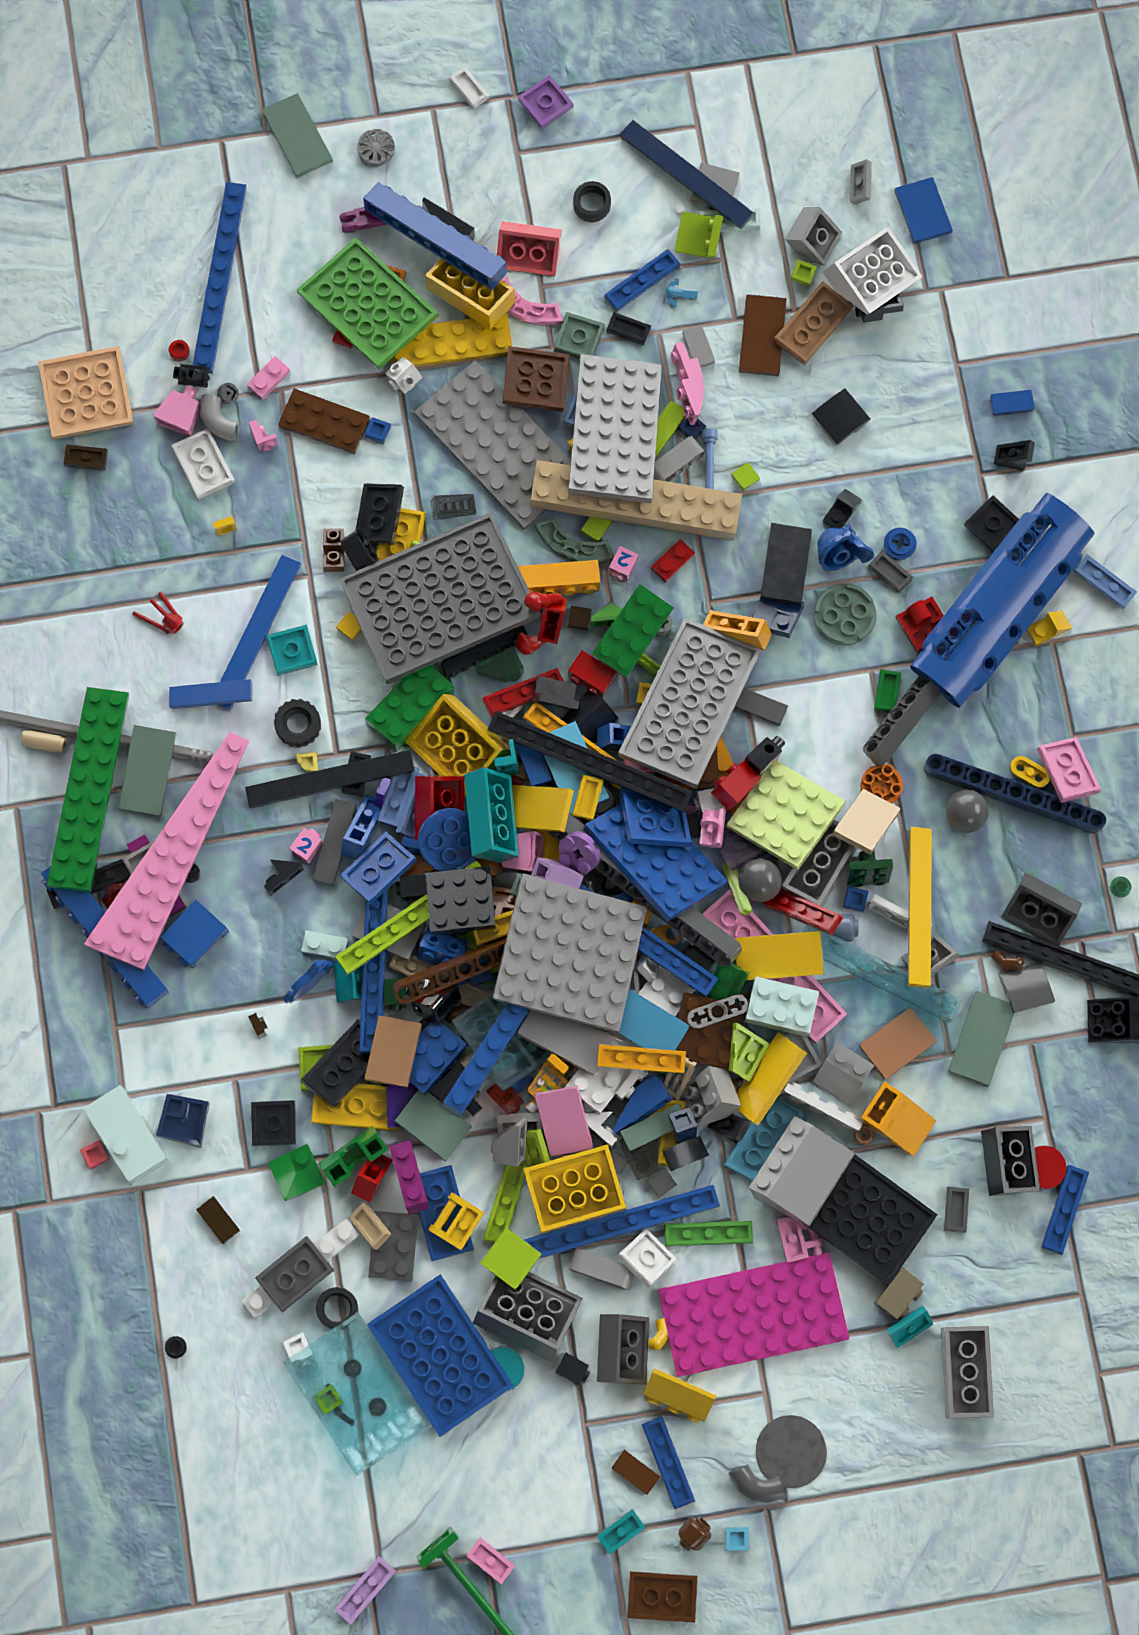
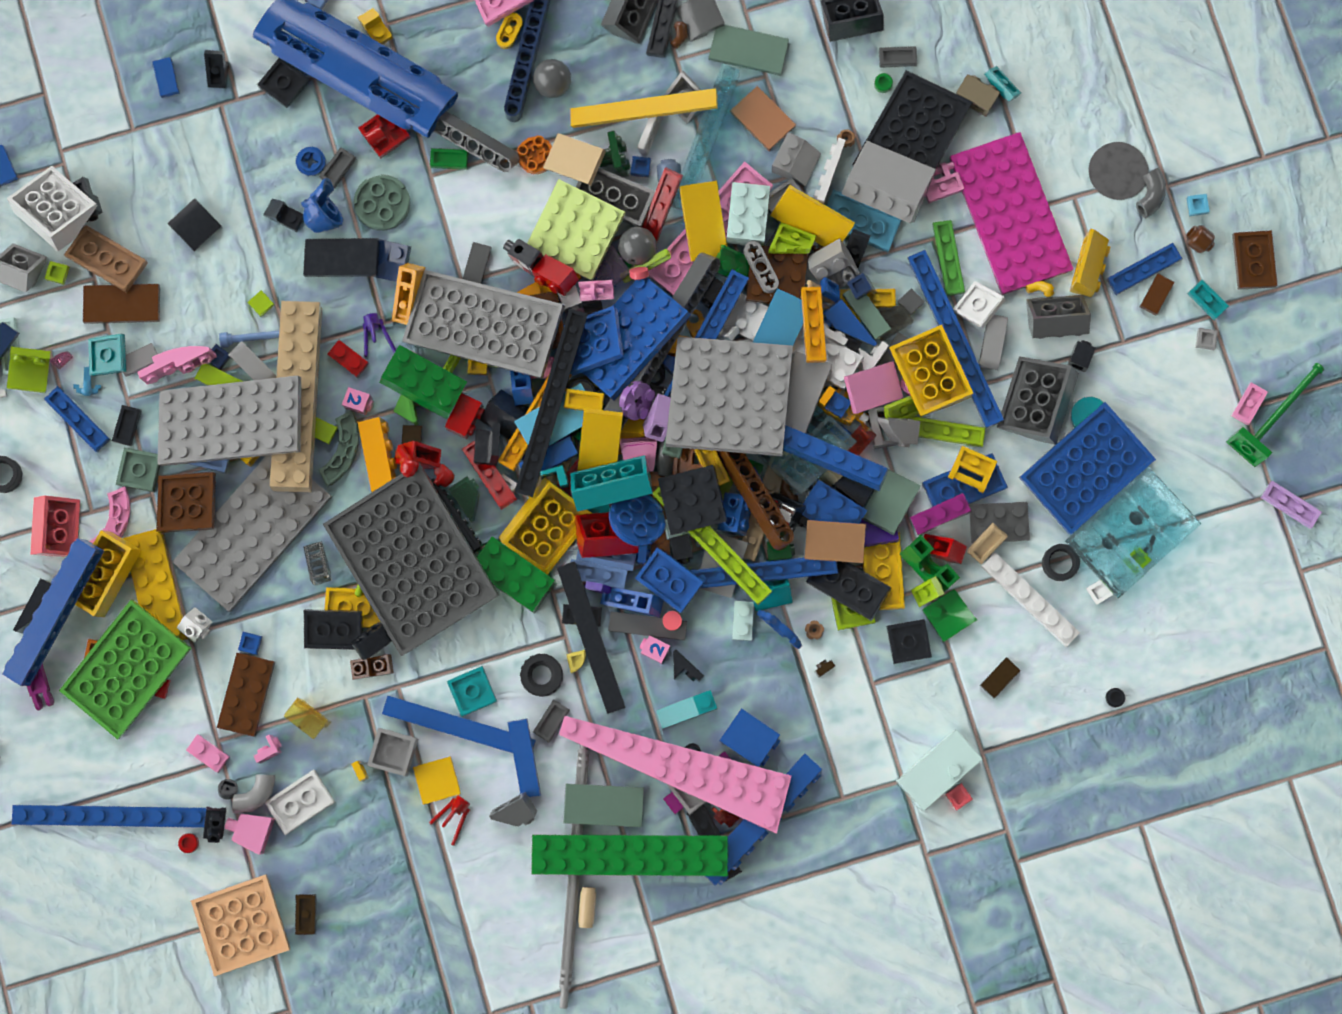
camera: 90 degrees left, 5 degrees up
(155, 678) = (515, 811): none -> dark grey slope
(183, 1120) = (917, 721): dark blue plate -> none
(203, 603) = (437, 780): none -> yellow tile
(236, 873) = (686, 709): none -> slope
(238, 560) = (393, 752): none -> piece
(247, 728) = (551, 721): none -> dark grey tile
(288, 478) = (306, 718): none -> clear yellow panel
(294, 1274) = (1038, 602): dark grey tile -> none
(302, 1027) = (809, 629): none -> medium nougat plate
(324, 1149) = (927, 591): none -> lime plate
(334, 866) = (672, 620): none -> coral tile
(349, 626) = (443, 641): yellow tile -> none
(511, 1258) = (998, 418): lime tile -> none
(548, 1077) = (838, 405): none -> blue plate
(575, 1523) = (1206, 339): none -> light grey tile
(683, 1087) = (830, 289): none -> blue tile
(685, 1153) = (885, 283): black slope -> none
(707, 315) = (107, 355): none -> teal tile
(708, 269) = (61, 359): none -> clear pink tile
(708, 588) = (372, 324): none -> dark purple plant
(727, 876) = (639, 273): none -> coral tile
(897, 1119) = (828, 111): light orange slope -> none
(926, 1188) = (883, 83): none -> green tile
(967, 1372) = (1034, 32): light grey brick -> none

